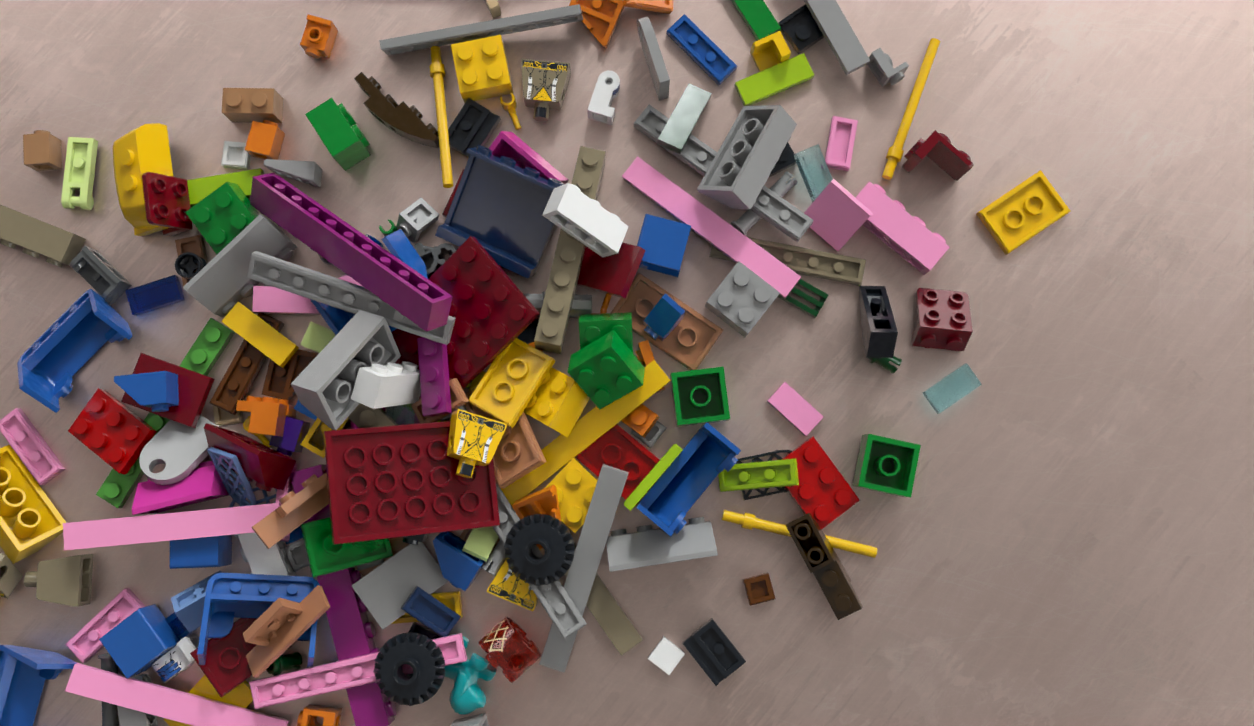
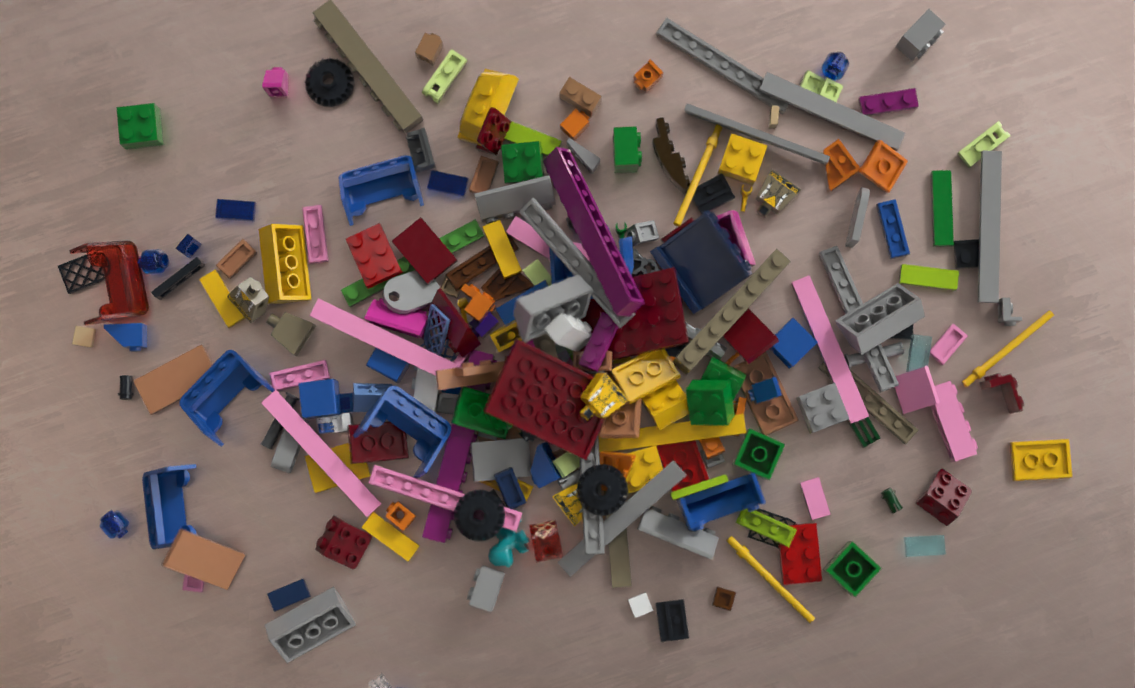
camera: 30 degrees right, 0 degrees up
(151, 389) = (417, 245): blue slope -> none
(186, 265) = (481, 178): black wheel -> none
(235, 156) = (550, 122): white tile -> none
(282, 627) = (415, 443): nougat bracket -> none
(285, 663) = (396, 464): dark green pin -> none
(585, 220) = (752, 300): white brick -> none
(605, 90) = (809, 223): white leg -> none
(684, 118) = (854, 268): tile -> none
(770, 51) = (937, 257): yellow panel -> none
(825, 565) = (775, 607): dark brown slope -> none
(877, 322) = (901, 474): black slope -> none

